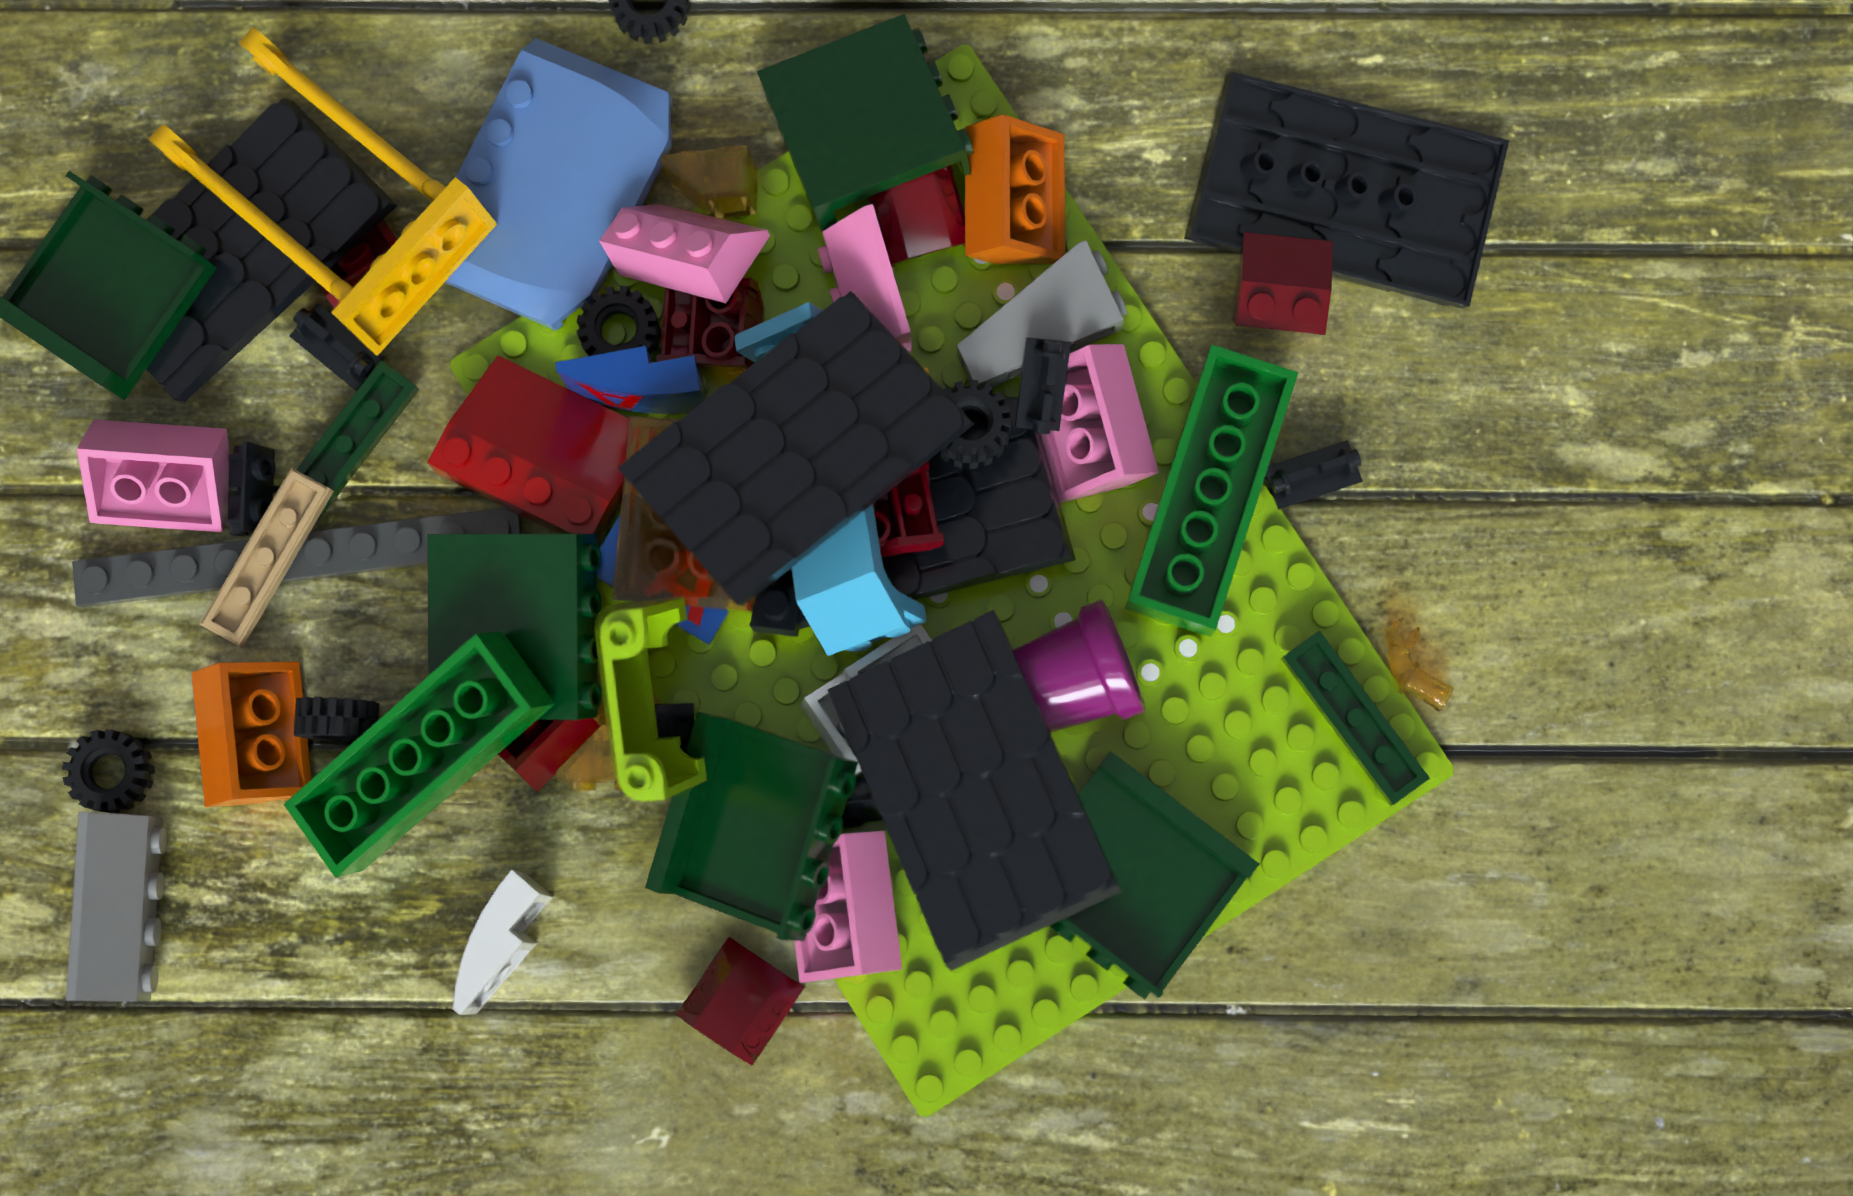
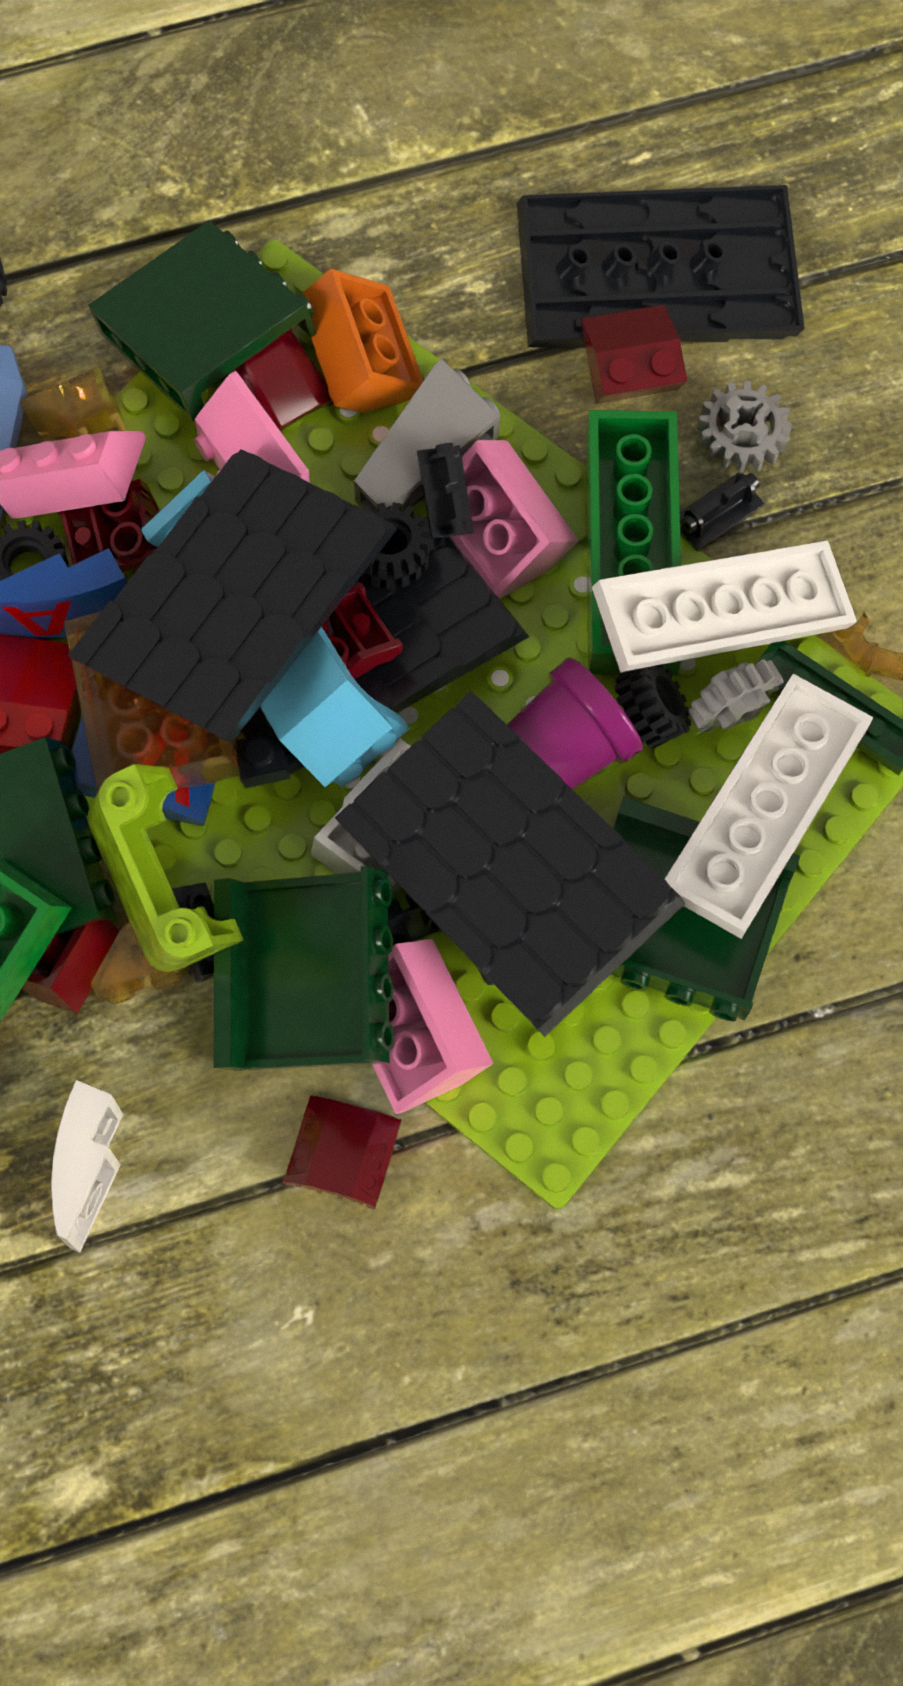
camera: 25 degrees left, 10 degrees down
(1171, 665) = (653, 704): none -> black tyre
(1244, 805) = (767, 805): none -> white plate
(1253, 685) = (735, 696): none -> light grey gear
(1272, 592) = (723, 605): none -> white plate
(1375, 411) = (744, 427): none -> light grey gear

